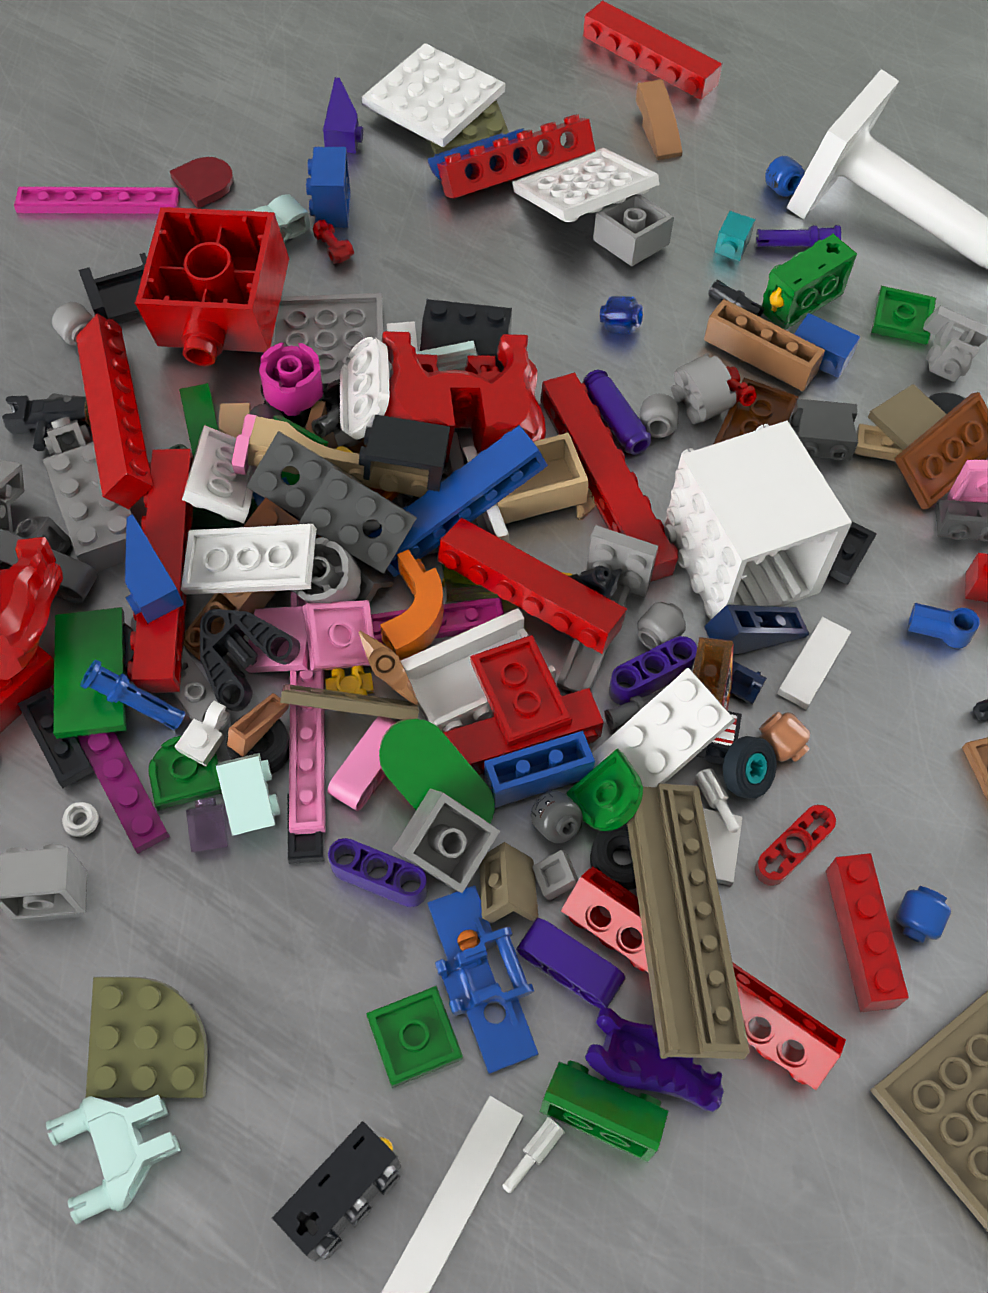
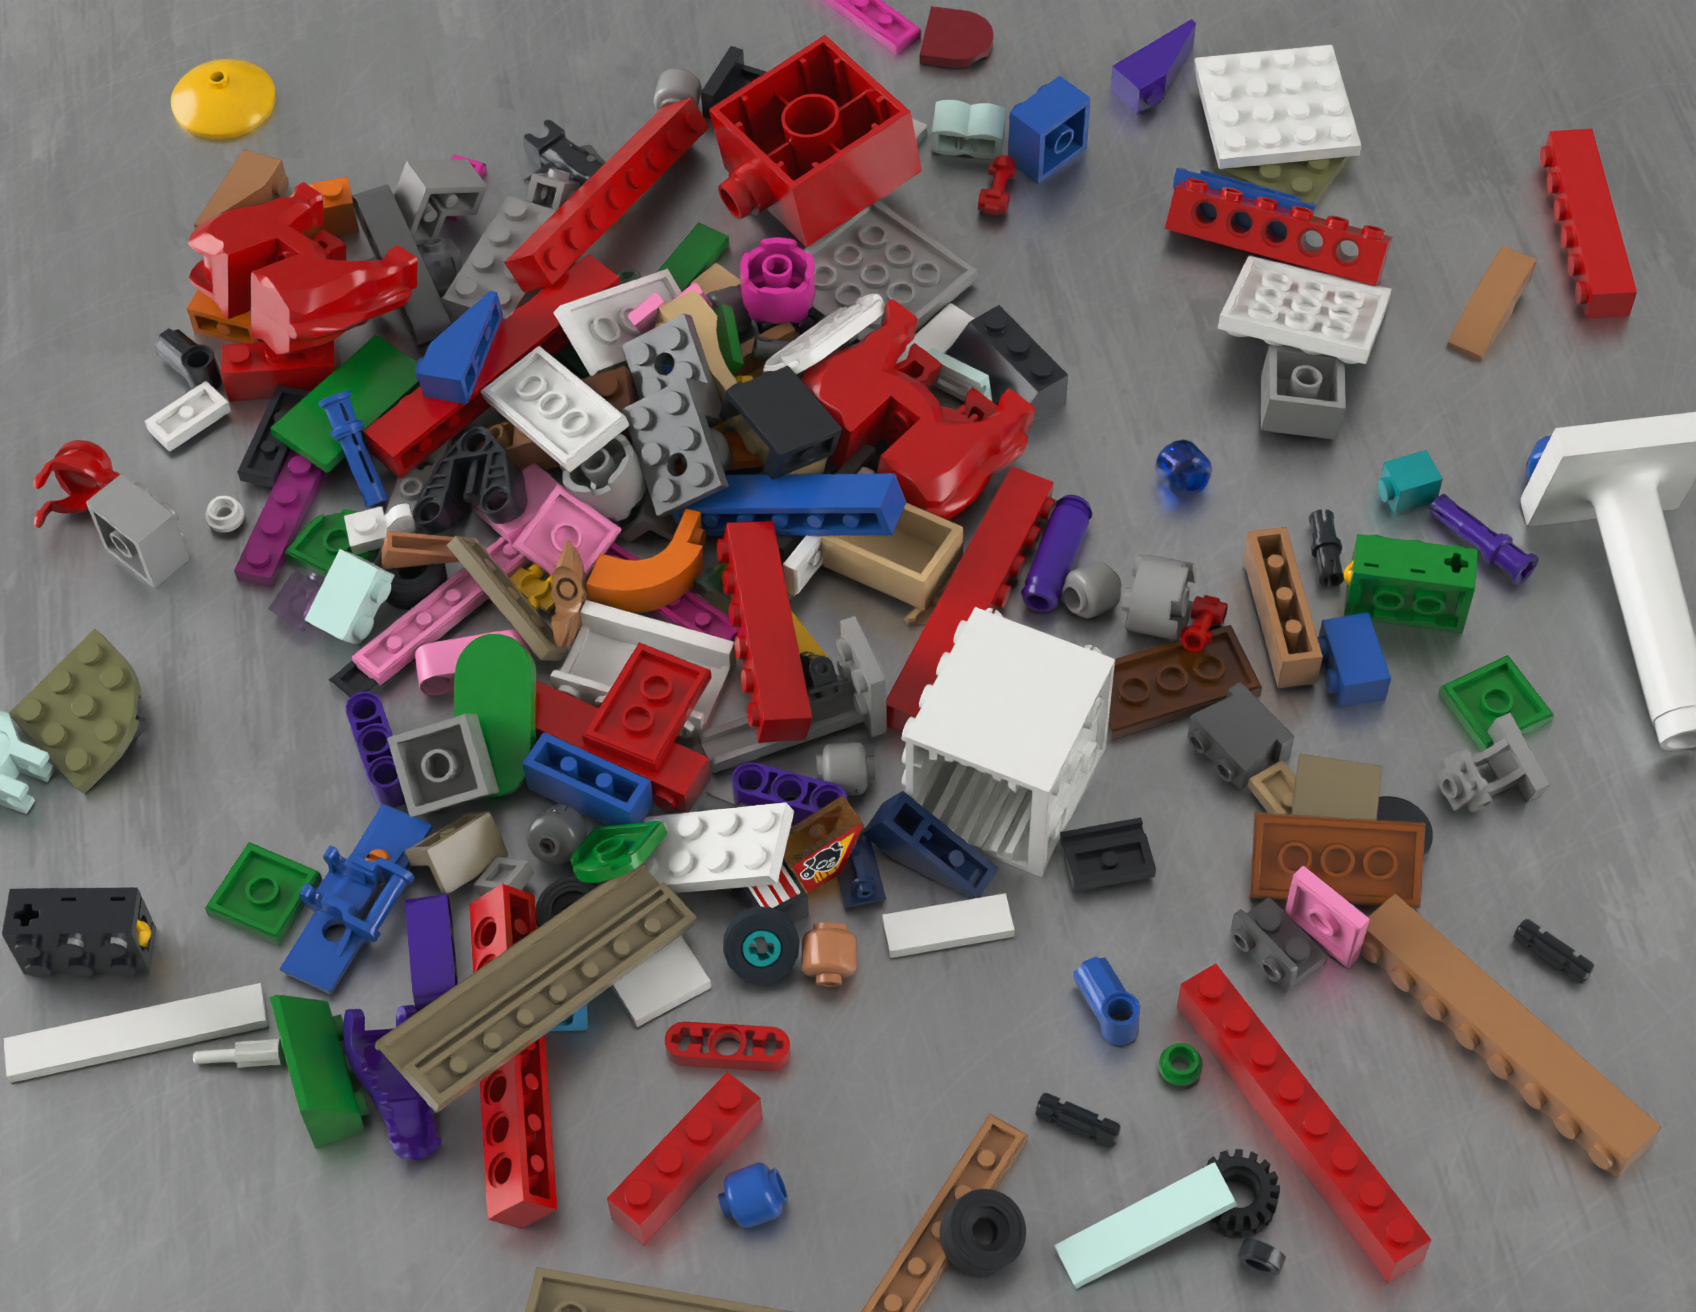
camera: 50 degrees right, 5 degrees down
(716, 796) = (708, 946): white axle -> none

